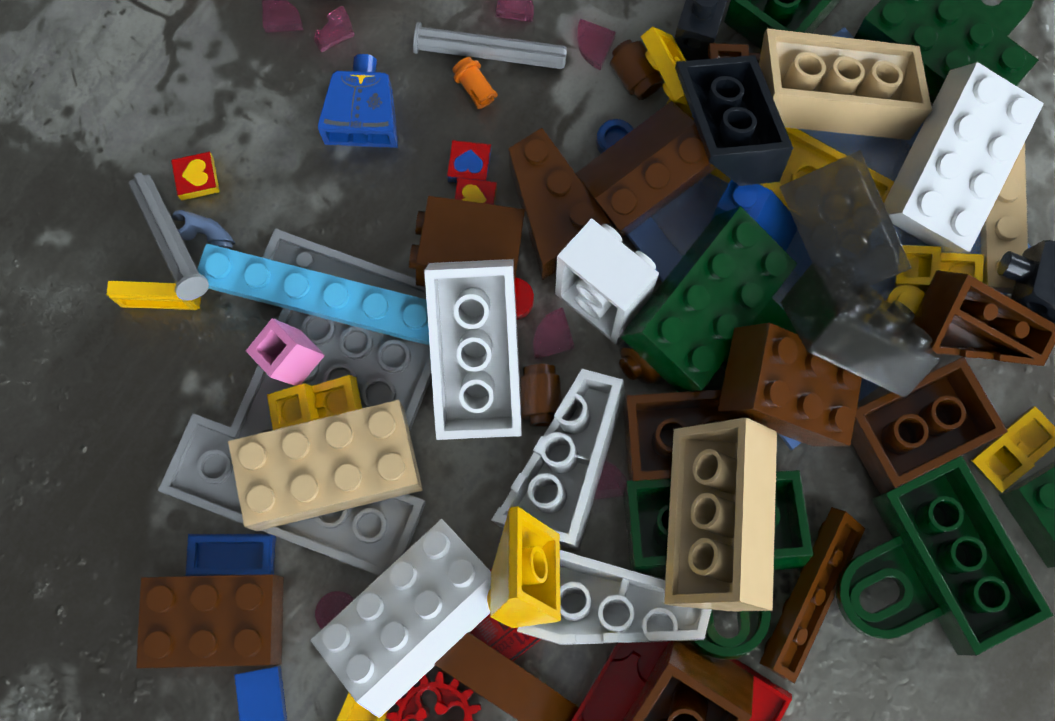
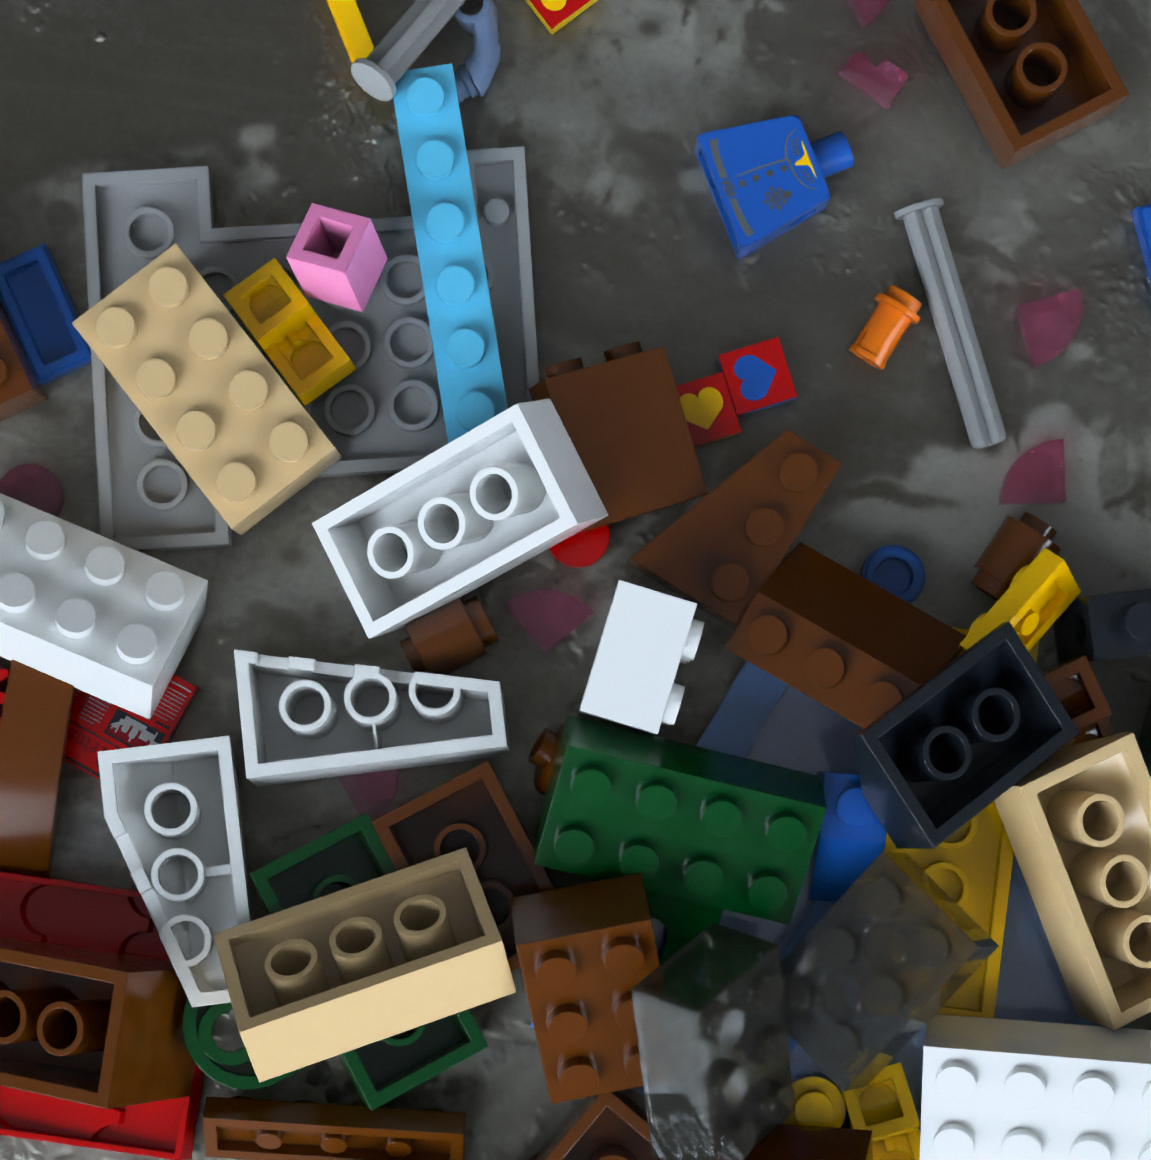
camera: 60 degrees right, 10 degrees up
(526, 573) = (171, 732): yellow slope -> none

